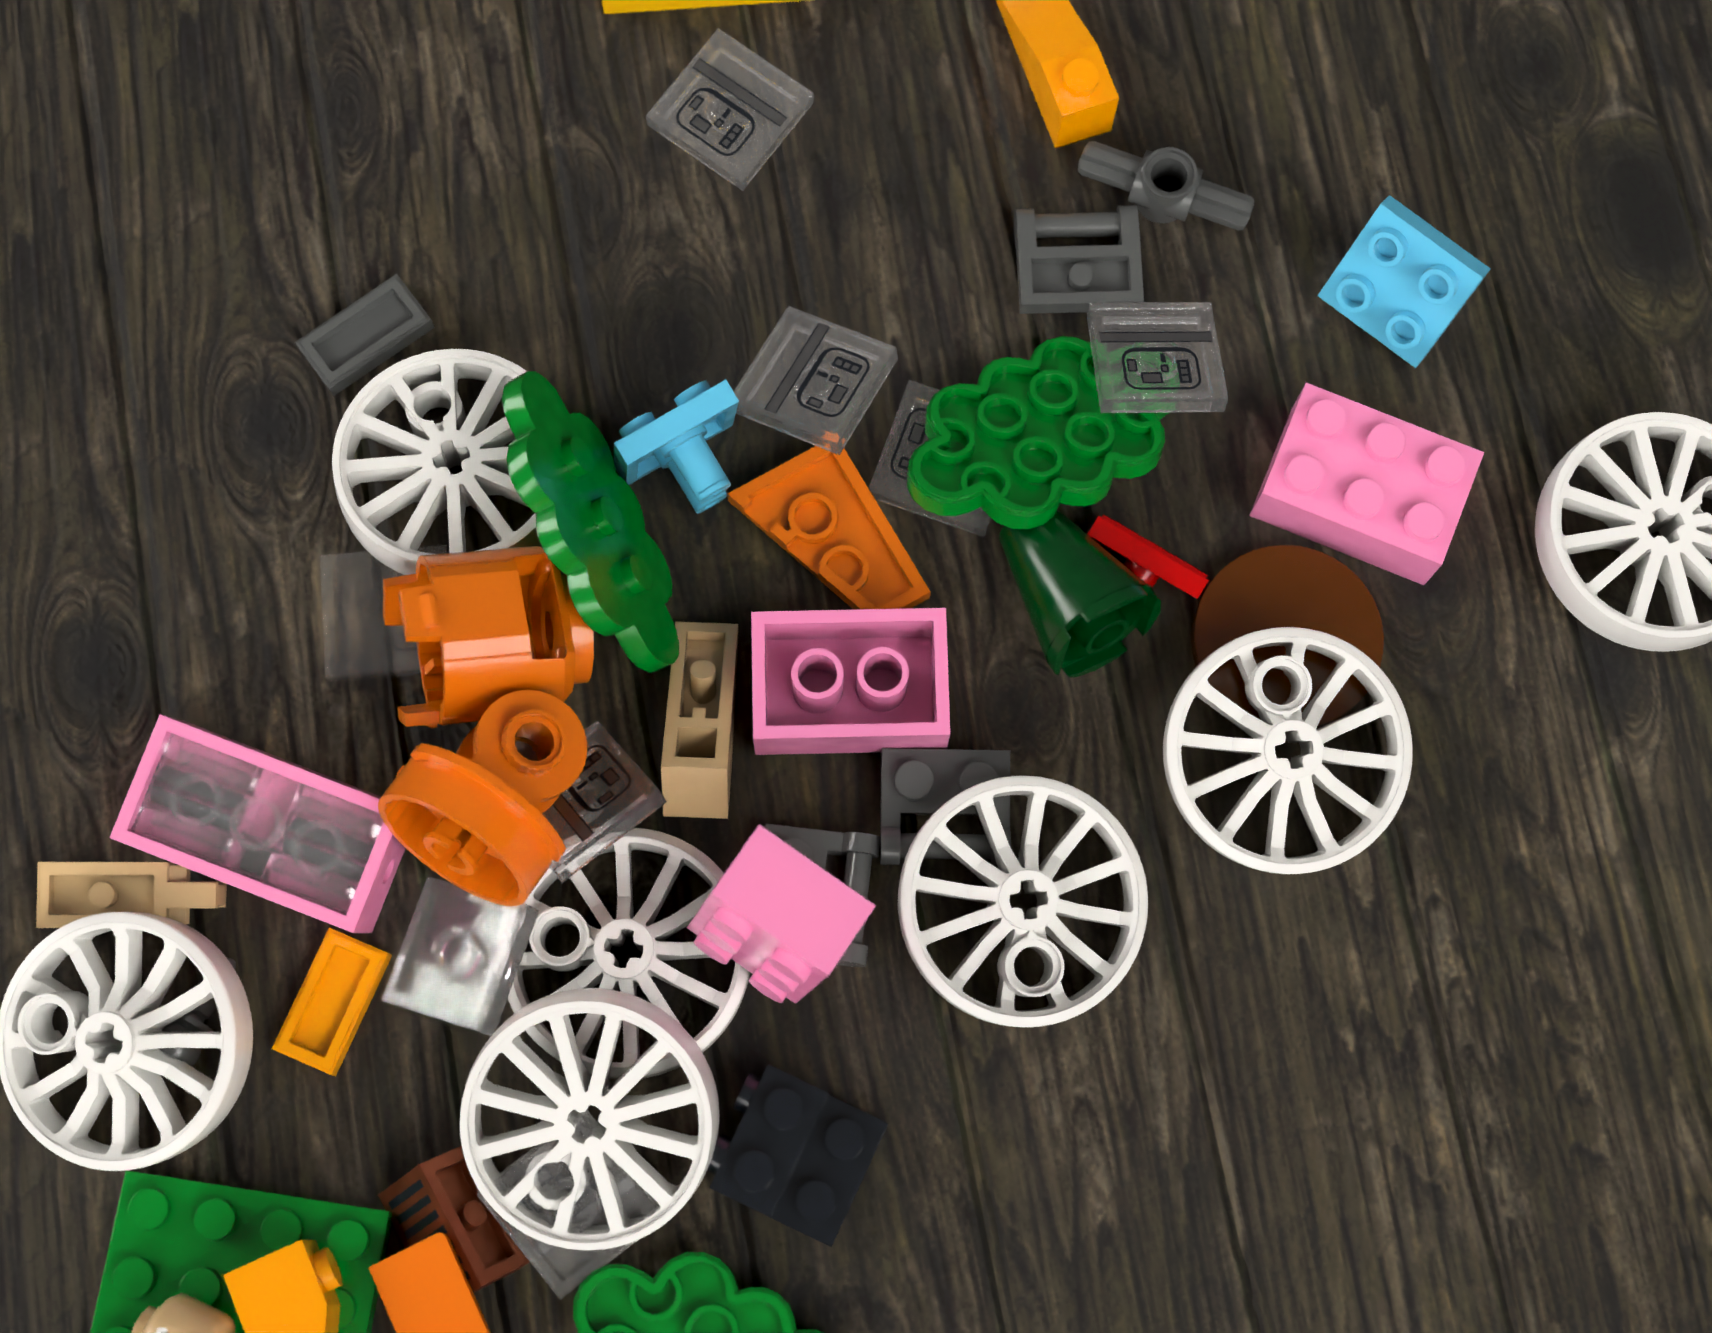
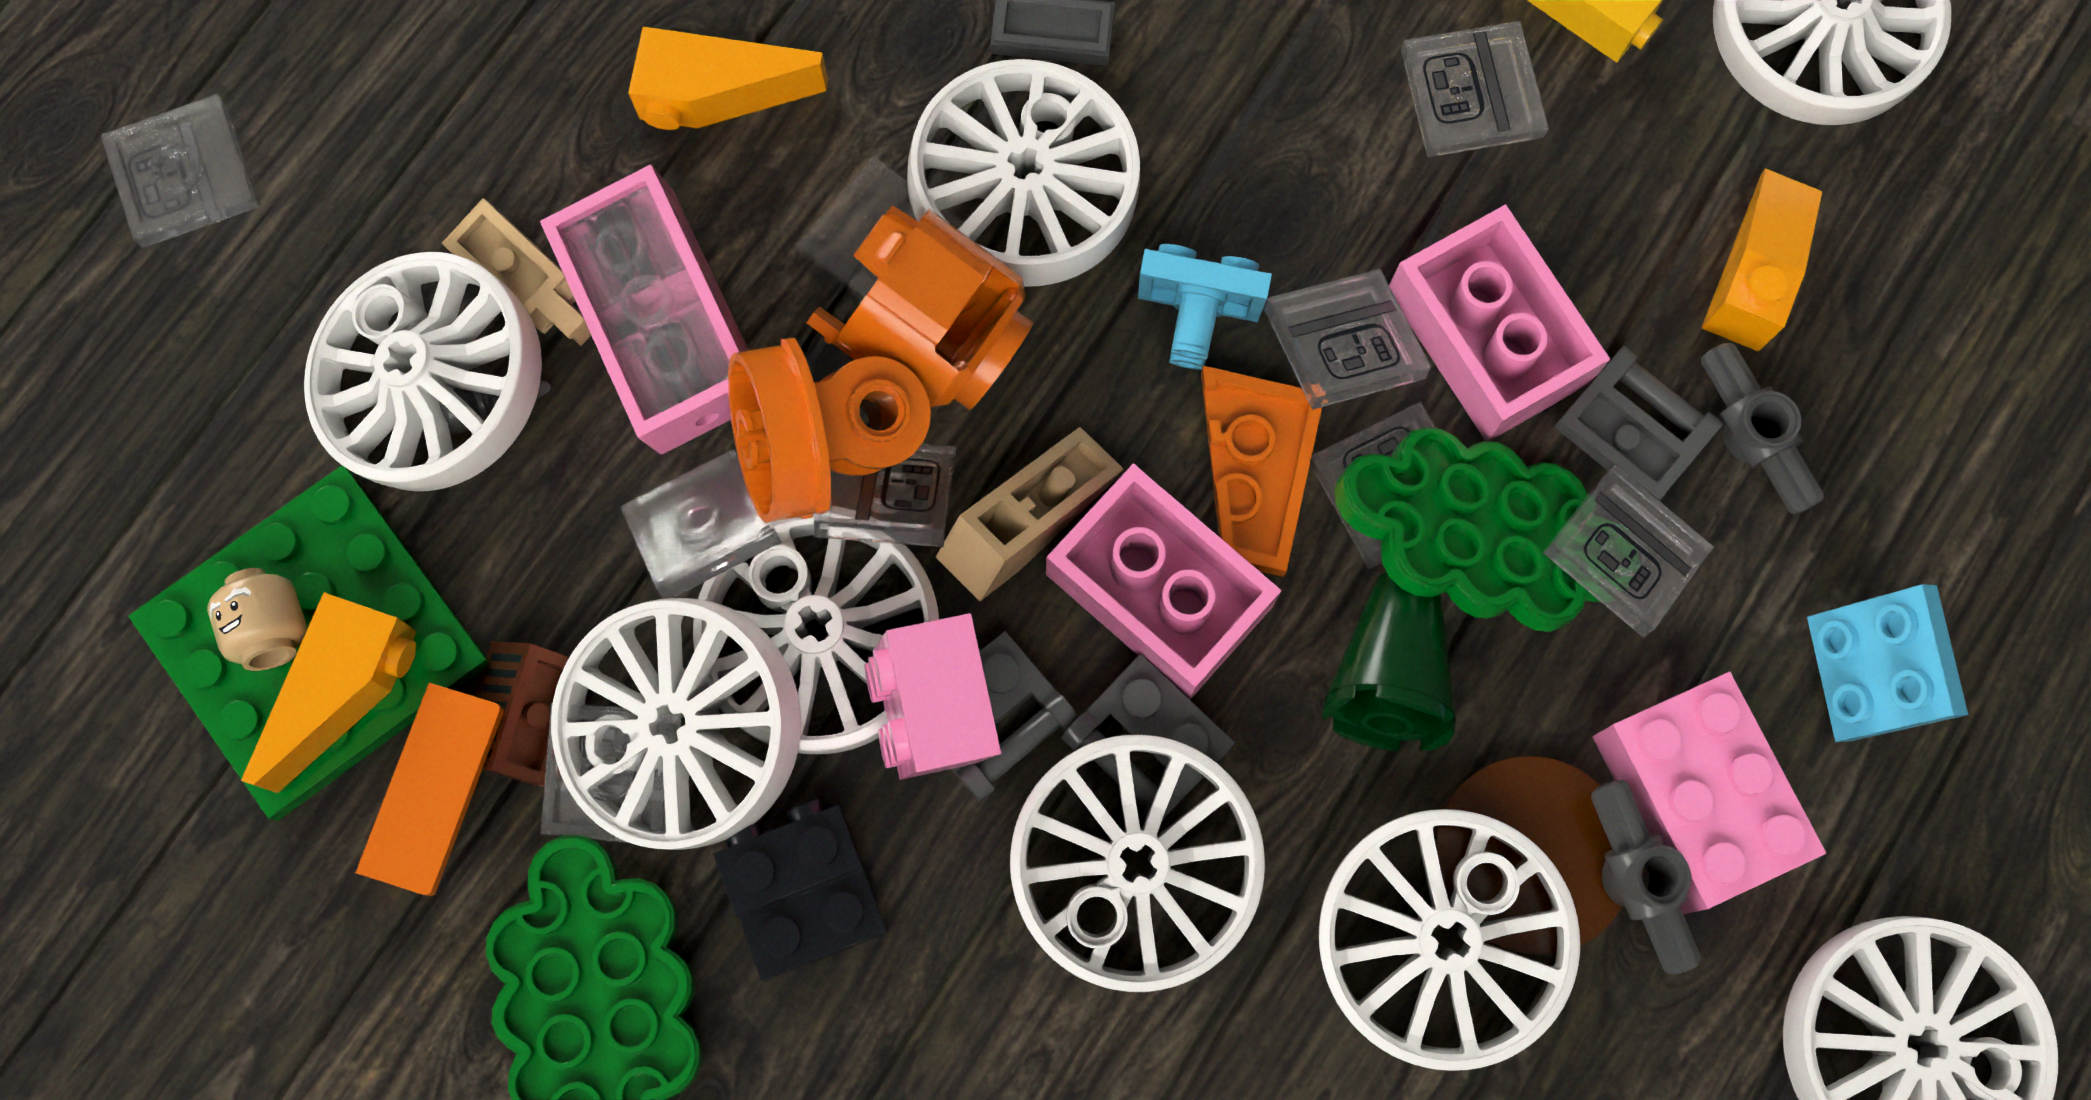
camera: 45 degrees right, 0 degrees up
(132, 608) = (715, 79): none -> light orange slope
(332, 1002) = (587, 478): light orange tile -> none
(589, 522) = (1075, 293): green plate -> none
(912, 272) = (1497, 323): none -> bright pink brick
(1147, 558) = (1477, 697): red plate -> none
(1394, 566) = (1668, 877): none -> dark grey axle

